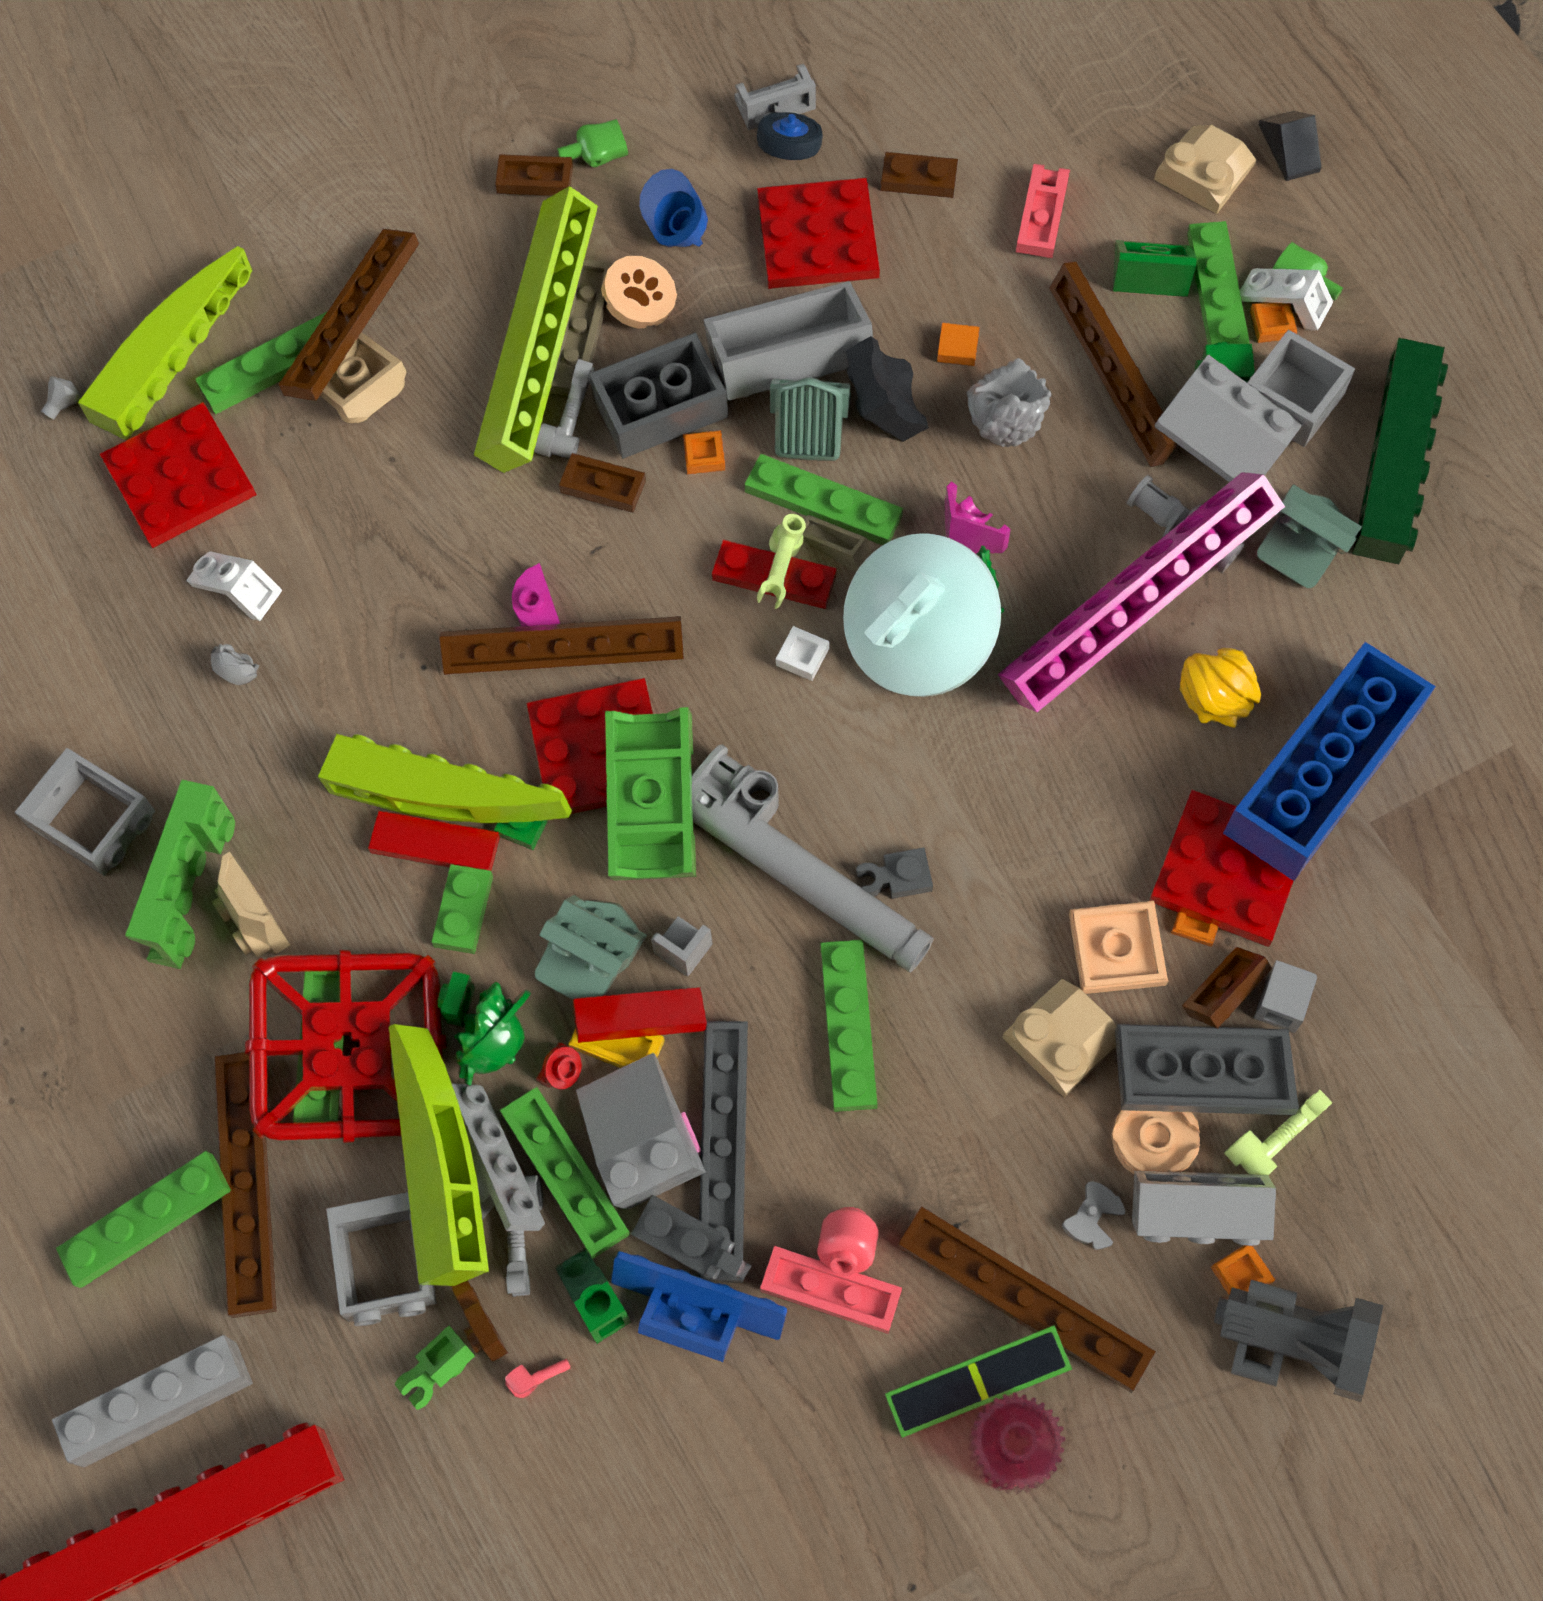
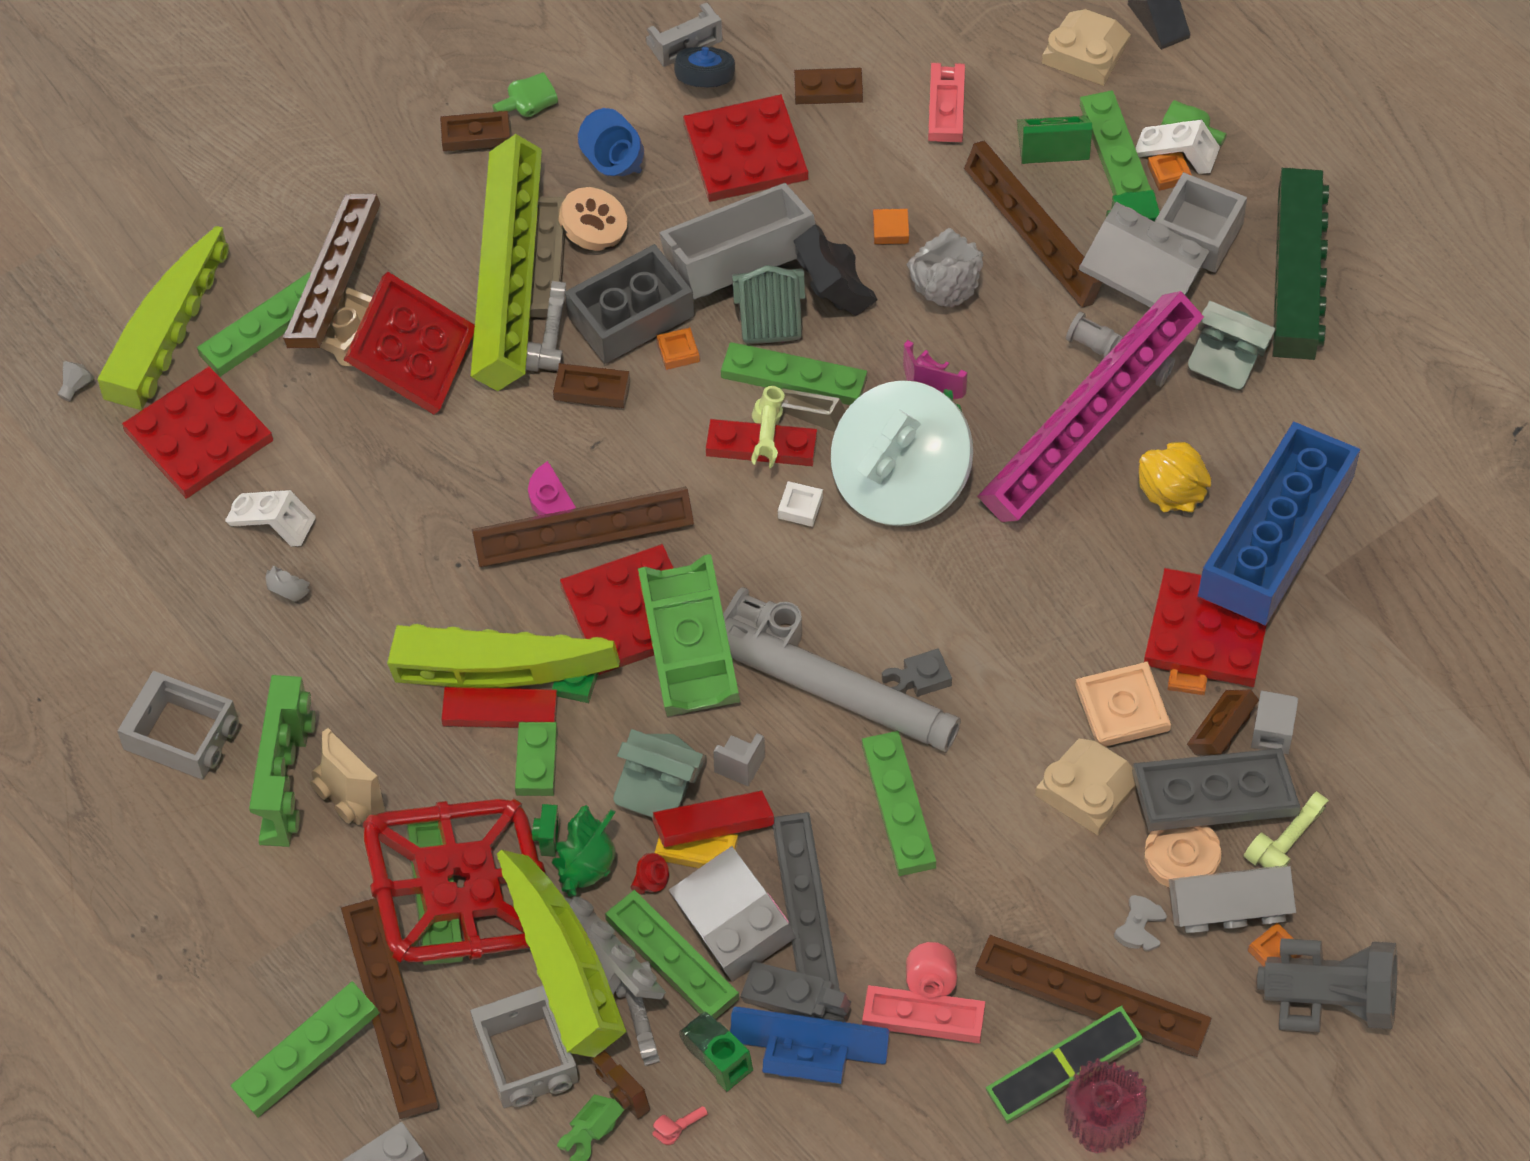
camera: 10 degrees left, 10 degrees down
(414, 408) = (410, 343): none -> red plate

